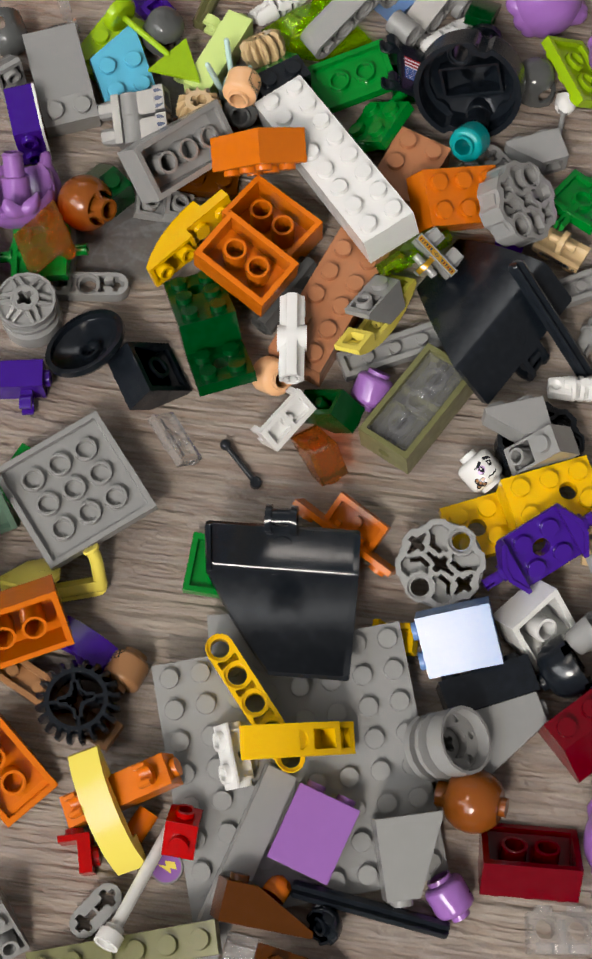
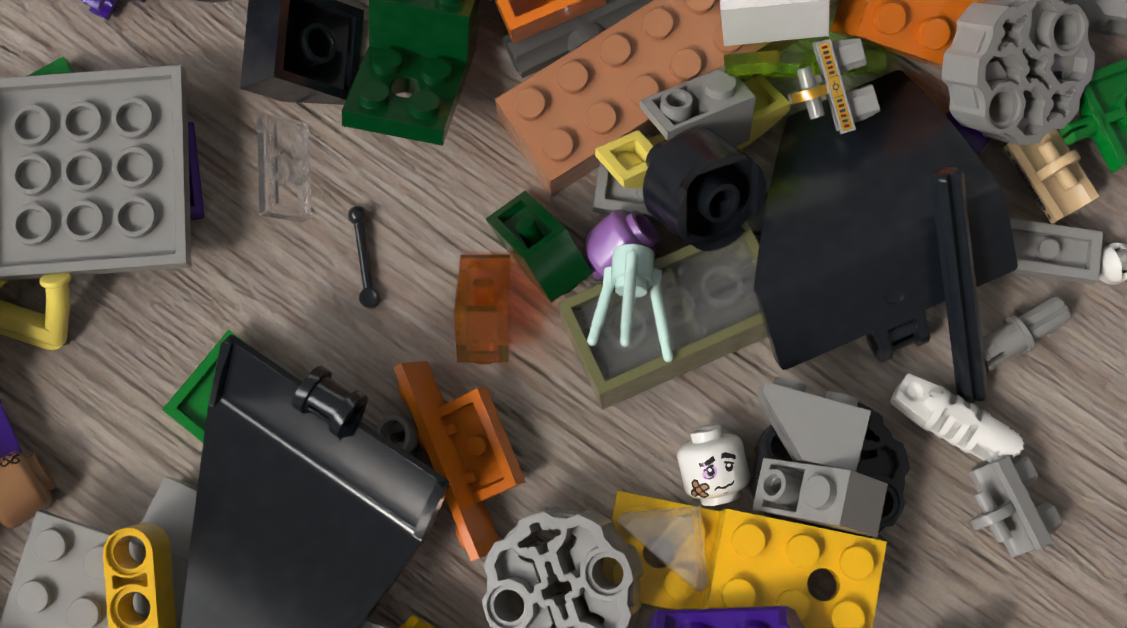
camera: 30 degrees right, 10 degrees up
(267, 376) = (481, 145): light nougat head -> none
(285, 420) = (458, 228): white hinge -> none
(292, 338) = (530, 106): white piece -> none
(390, 394) = (631, 276): none -> light aqua plant
(399, 334) = (702, 188): none -> black brick
(482, 512) = (673, 538): none -> clear slope

